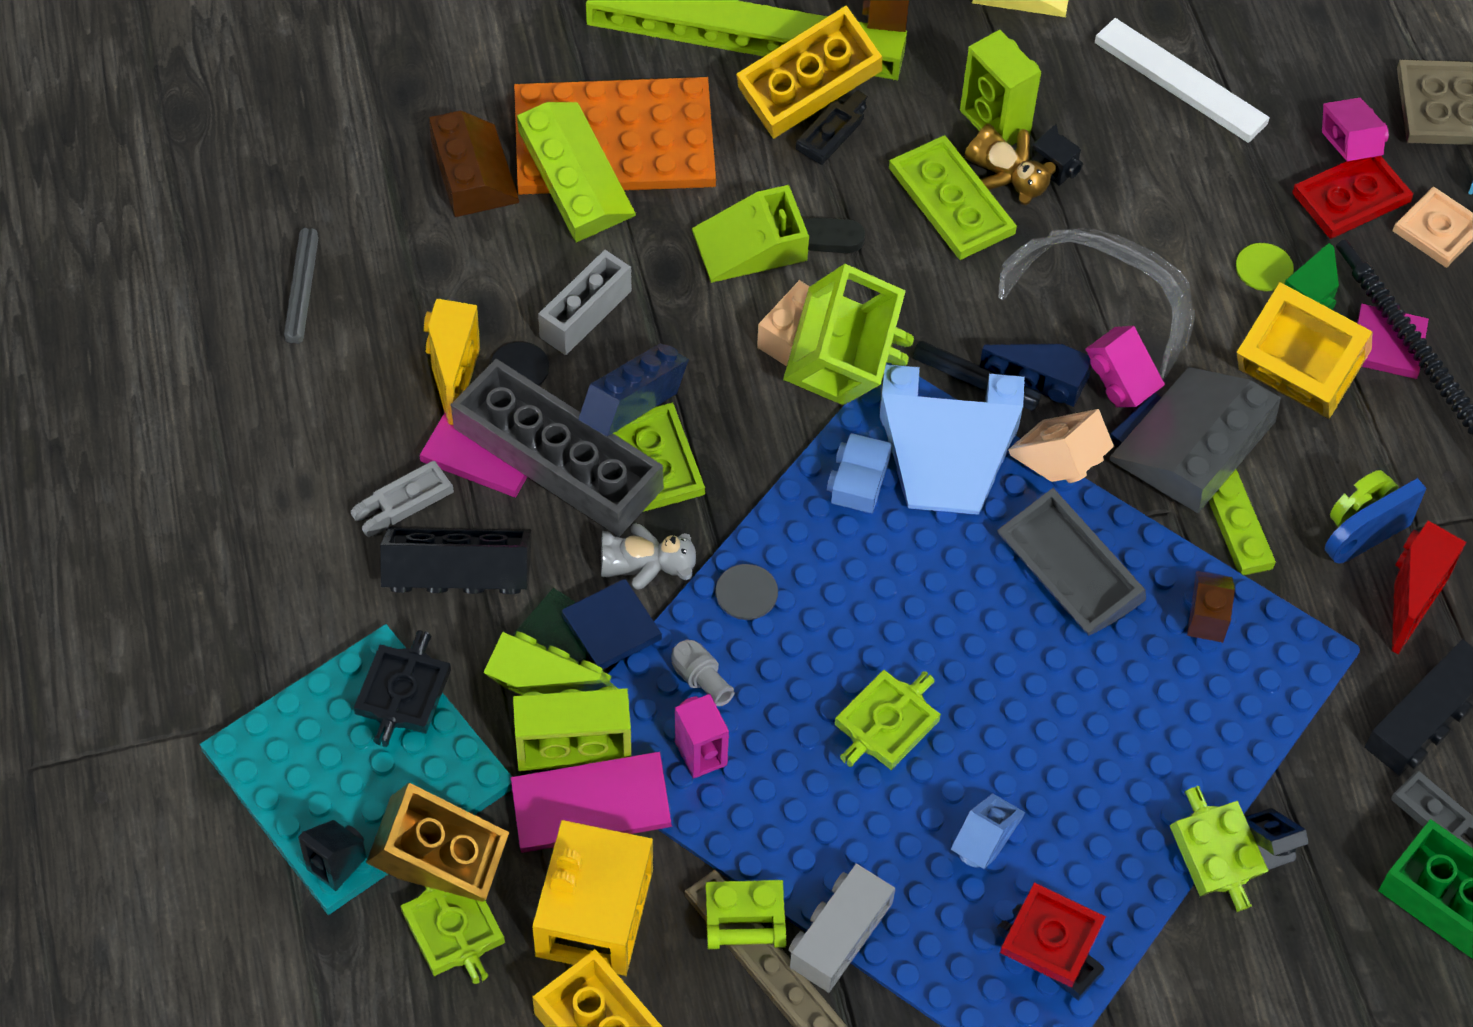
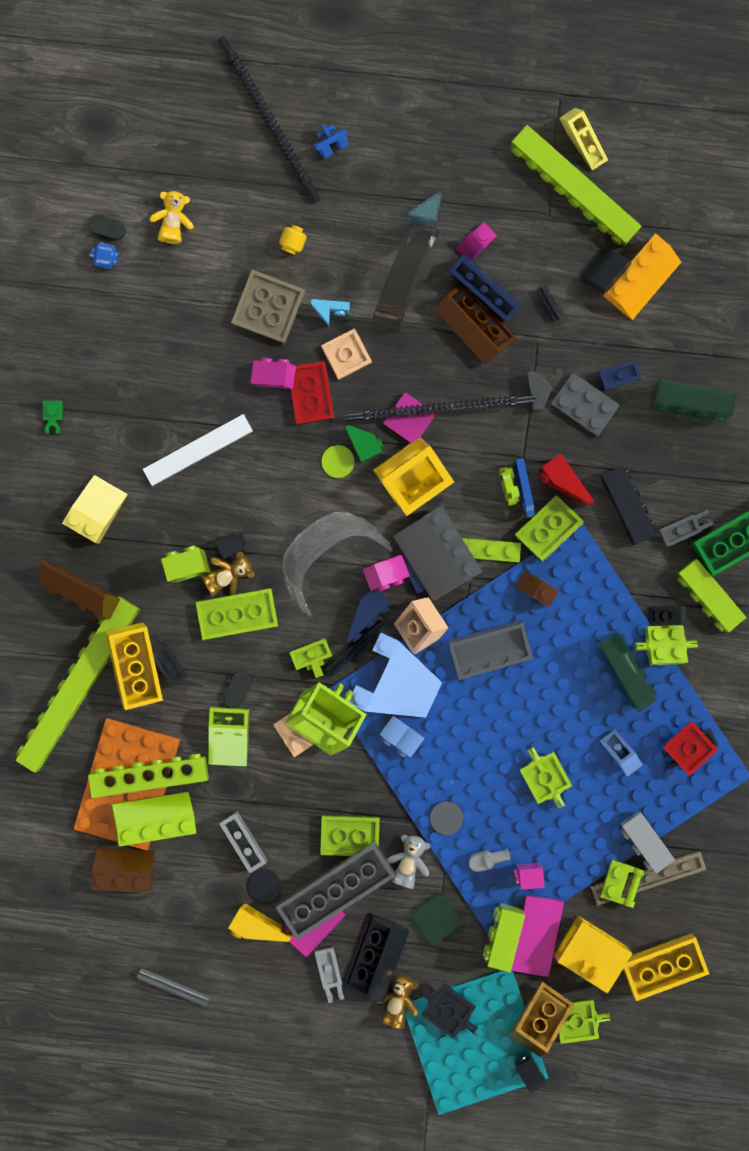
camera: 70 degrees left, 30 degrees up
(387, 613) = (399, 1000): none -> pearl gold piece
(527, 667) = (467, 938): lime slope -> none
(611, 624) = (444, 893): dark blue tile -> none
(633, 389) = (317, 840): dark blue brick -> none
(642, 143) = (100, 788): none -> lime brick
(933, 316) = (312, 656): none -> lime hinge
(1141, 784) = (626, 671): none -> clear green slope
(1324, 593) = (549, 528): none -> lime plate
(1345, 900) = (710, 595): none -> lime brick

